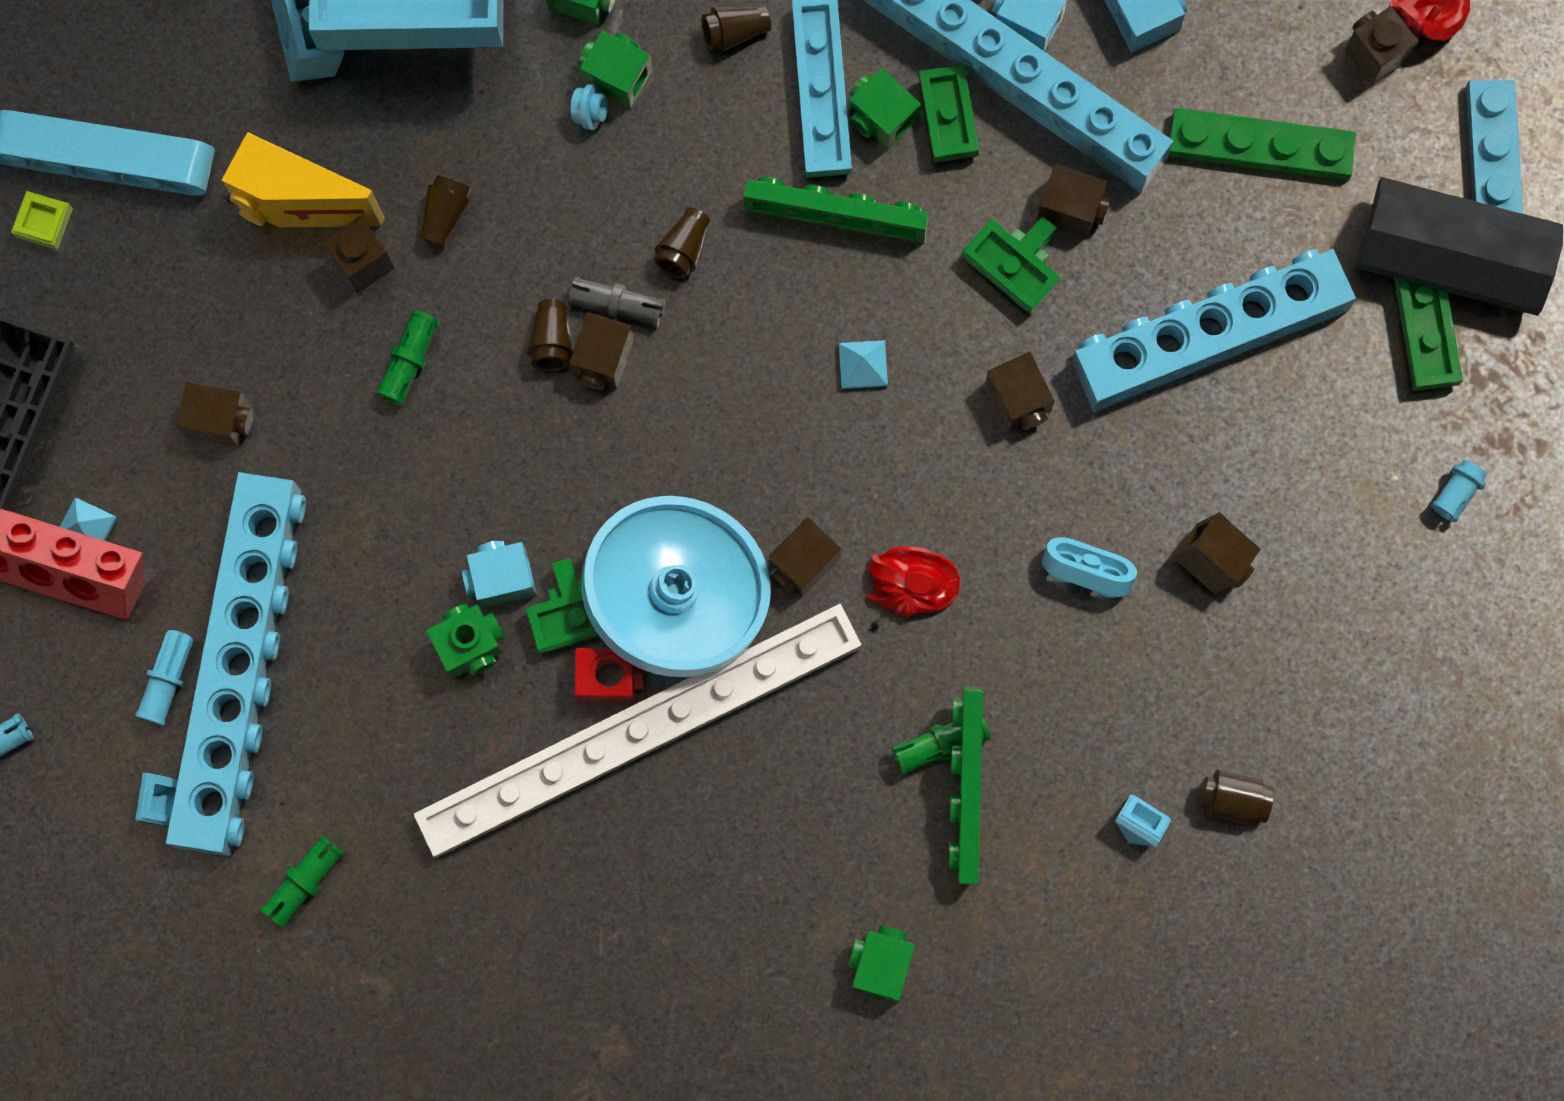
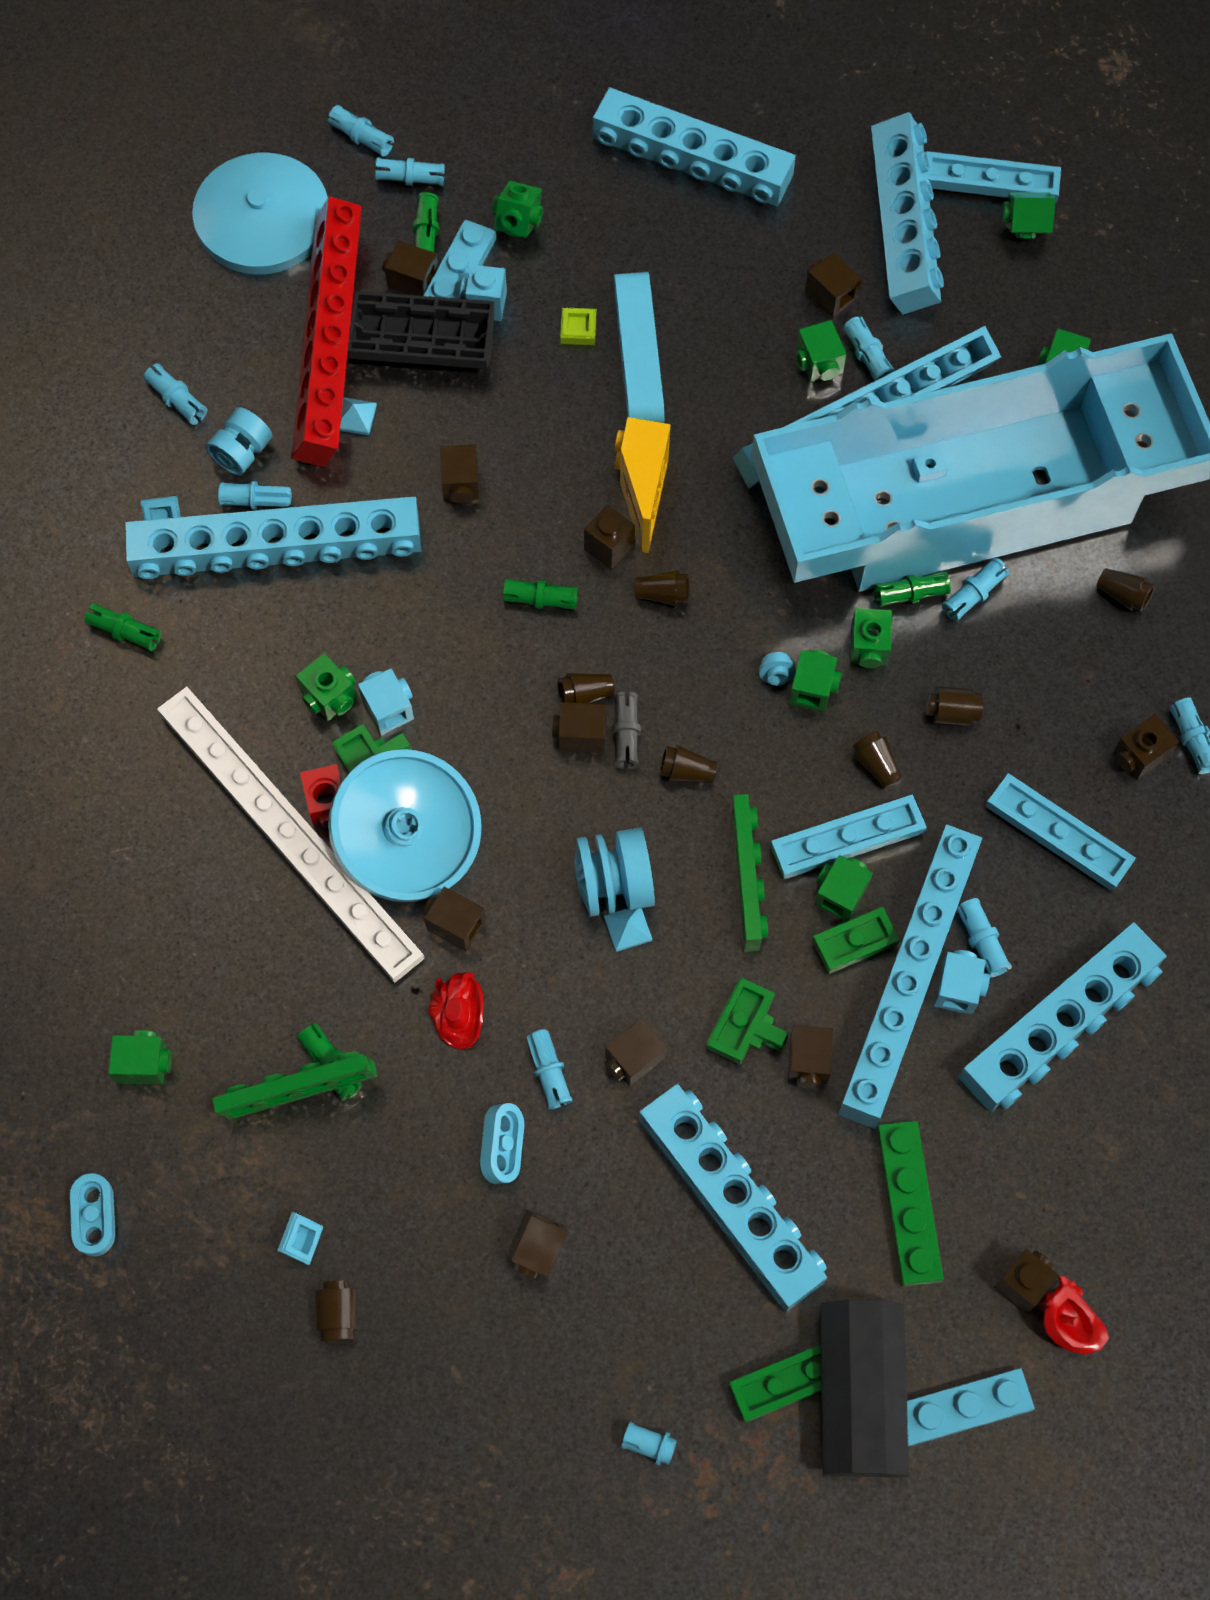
camera: 70 degrees right, 10 degrees down
(82, 675) = (241, 438): none -> medium azure wheel
(803, 354) = (615, 872): none -> medium azure wheel
(1012, 494) = (548, 1068): none -> medium azure axle
(1056, 1055) = (92, 1216): none -> medium azure plate

